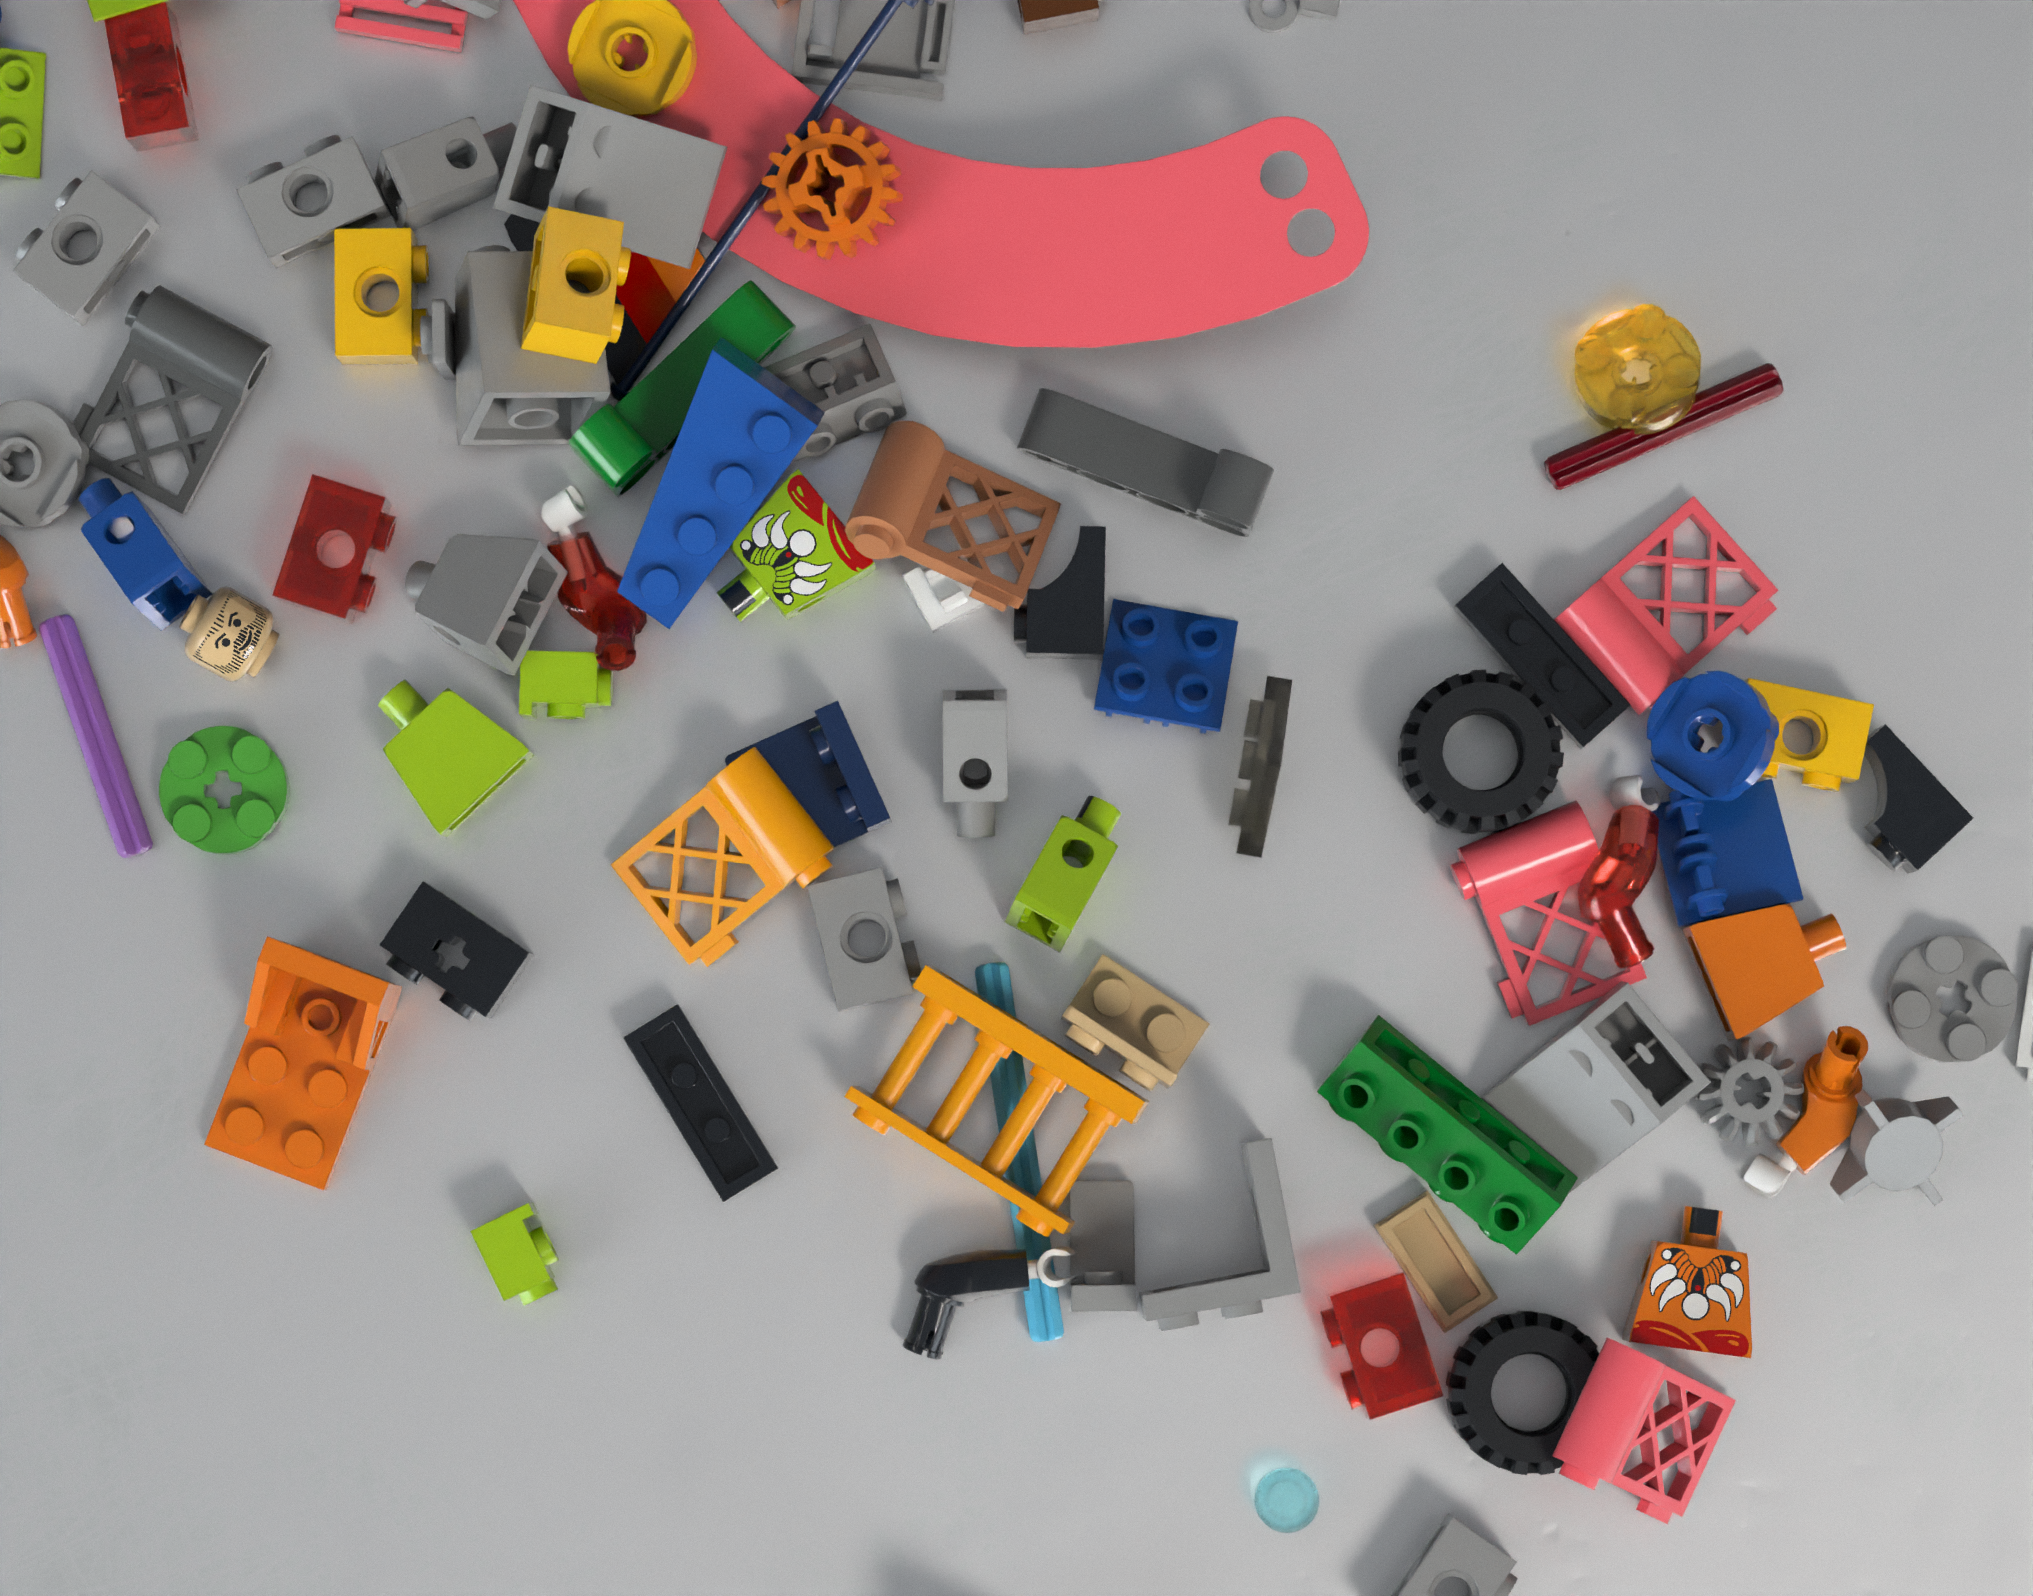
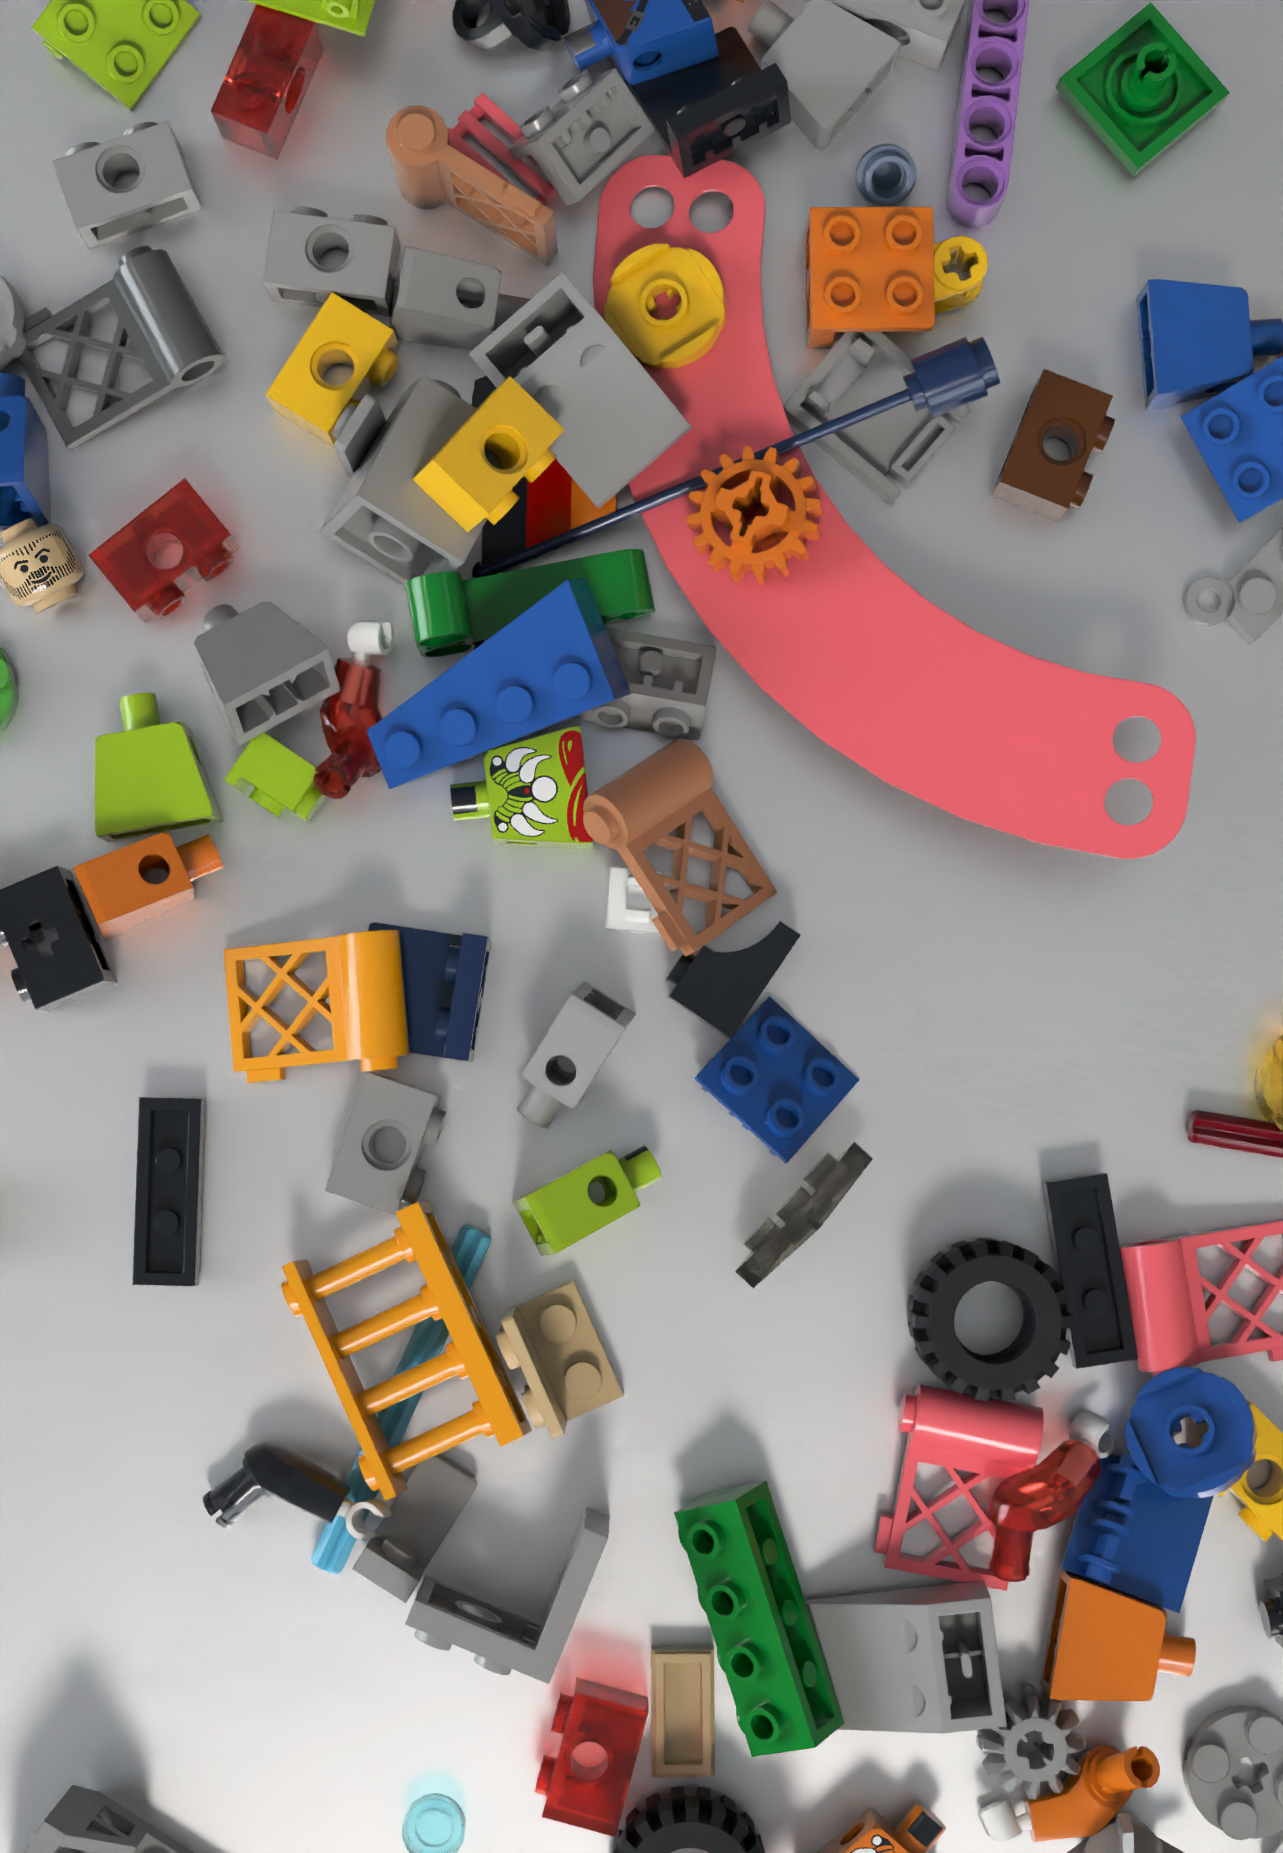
camera: 35 degrees right, 0 degrees up
(348, 66) = (436, 174): none -> nougat piece
(488, 869) = (121, 896): none -> orange torso
(1146, 463) = (868, 904): dark grey beam -> none

